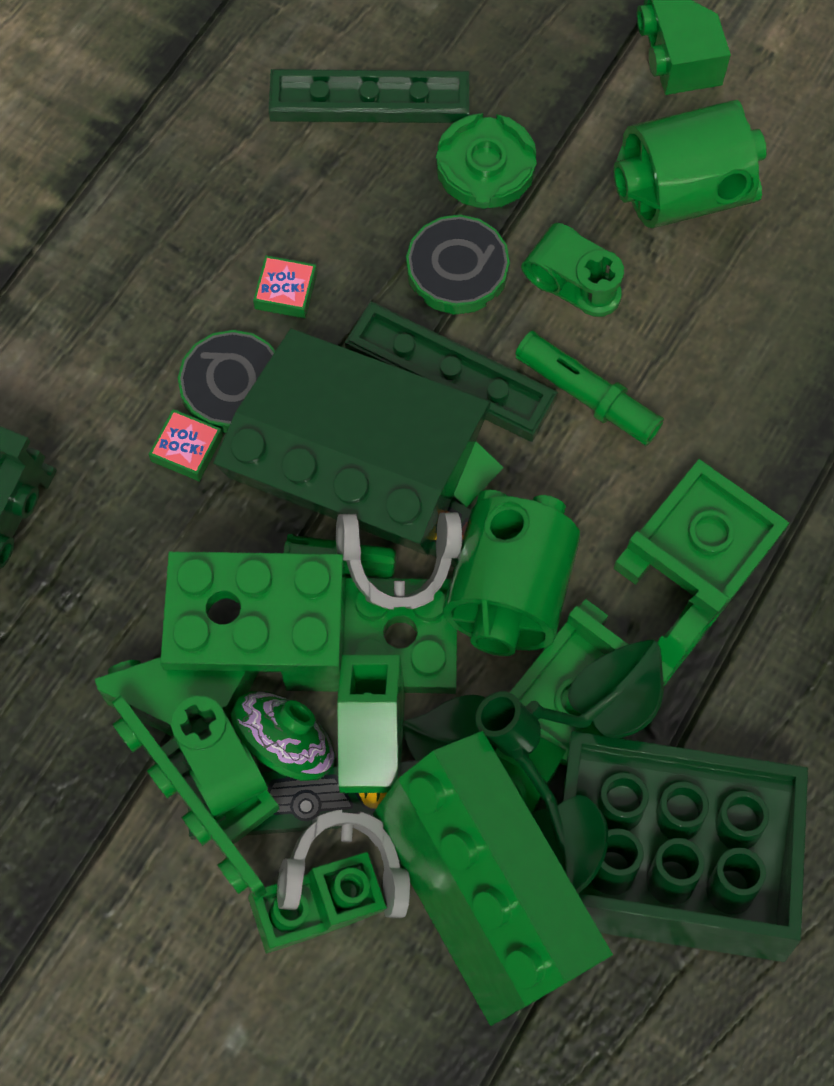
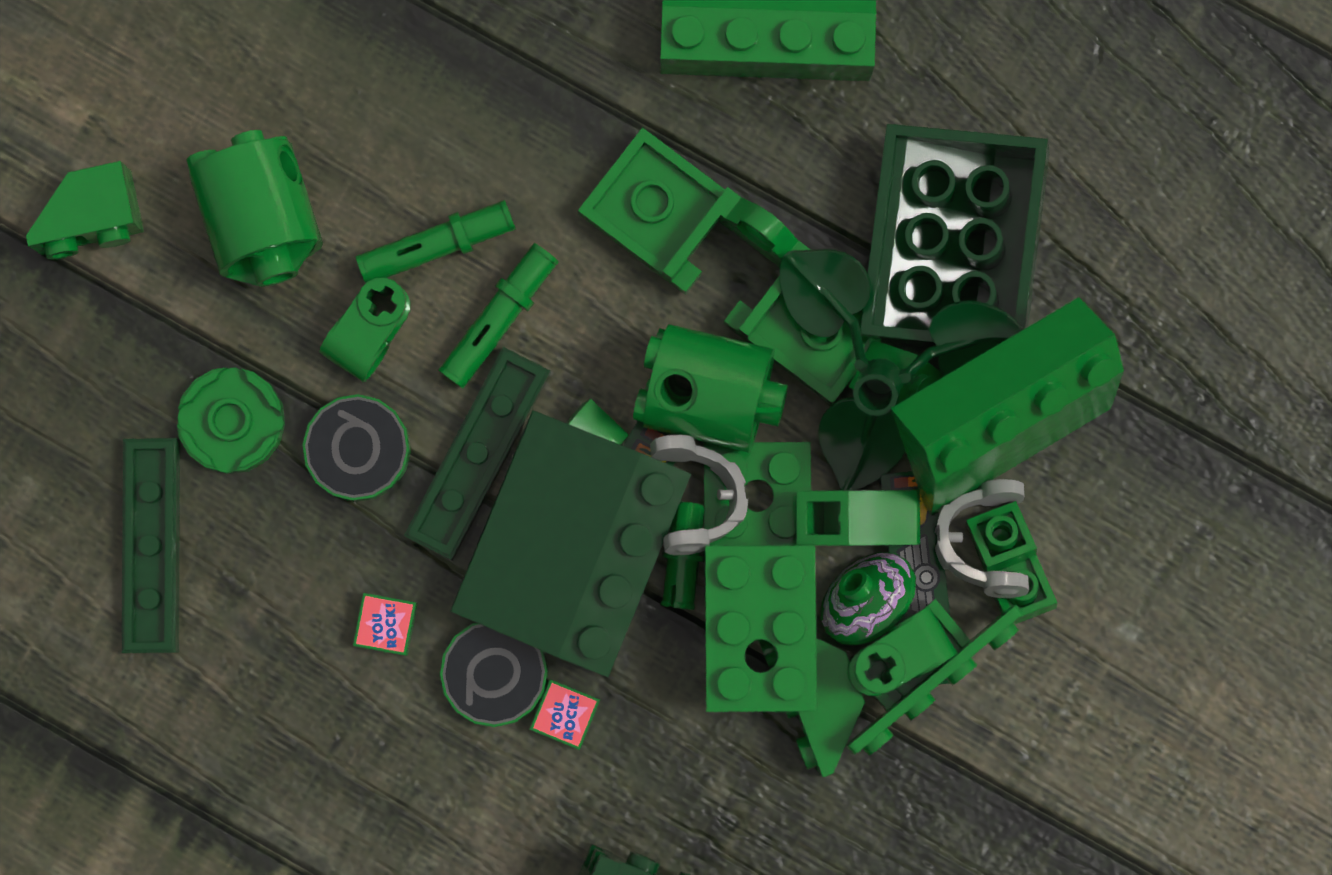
camera: 90 degrees left, 15 degrees up
(670, 351) = (436, 242): none -> green pin

